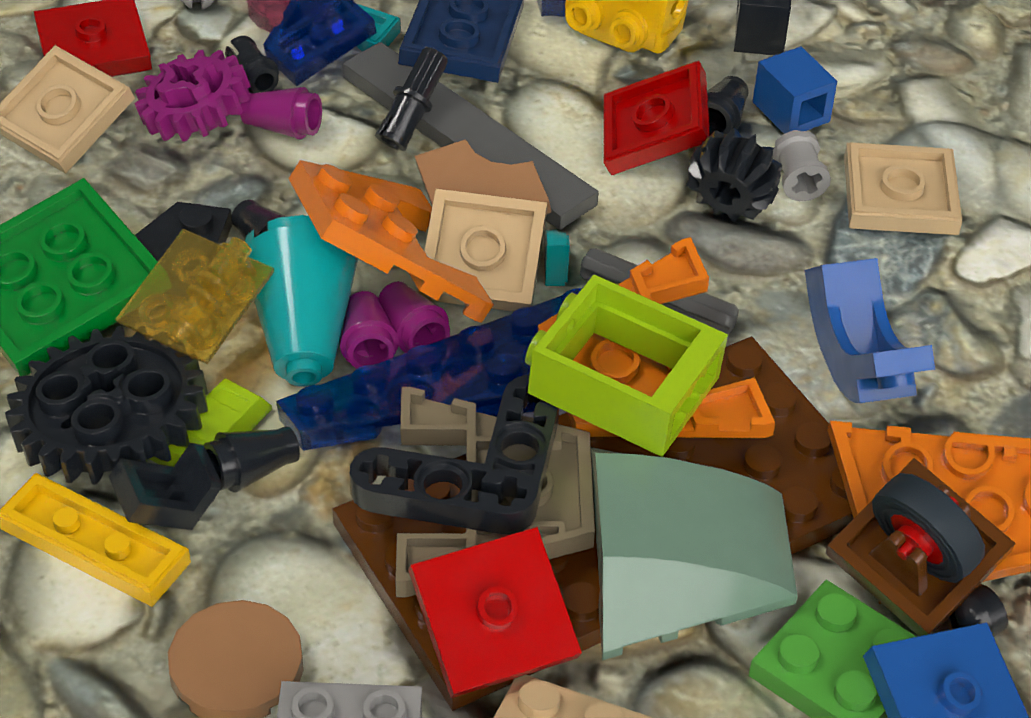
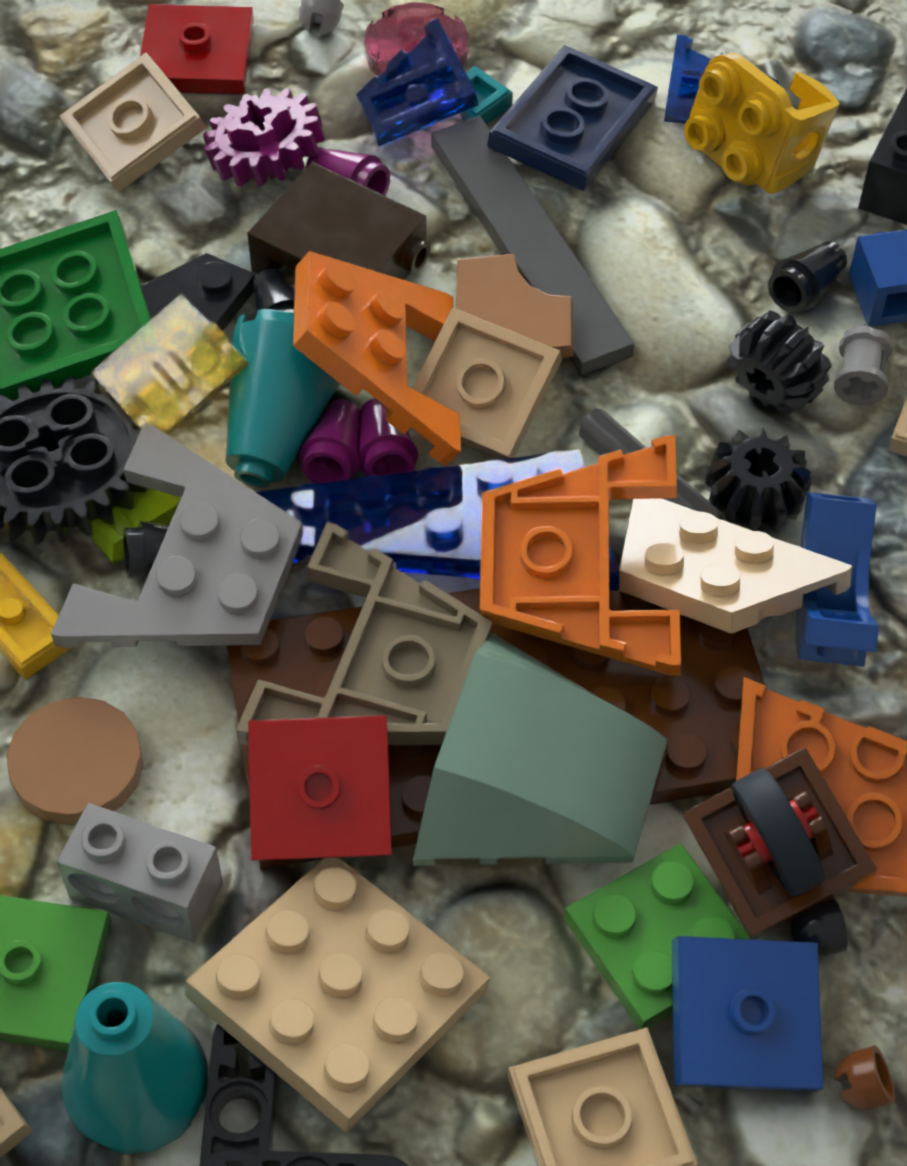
camera: 20 degrees right, 10 degrees up
(167, 493) = (58, 561): black bracket -> none
(260, 70) = (341, 122): black pin -> none
(278, 137) = (339, 221): none -> dark brown panel
(301, 450) = (213, 570): none -> light grey wing
(412, 100) = (480, 193): black axle -> none
(495, 478) = (370, 650): black beam -> none
(556, 257) = (558, 408): teal tile -> none
(645, 327) = (578, 616): lime window -> none
(655, 118) = (727, 273): red plate -> none
(756, 272) = (758, 480): none -> black gear
(784, 343) = (718, 568): none -> wing

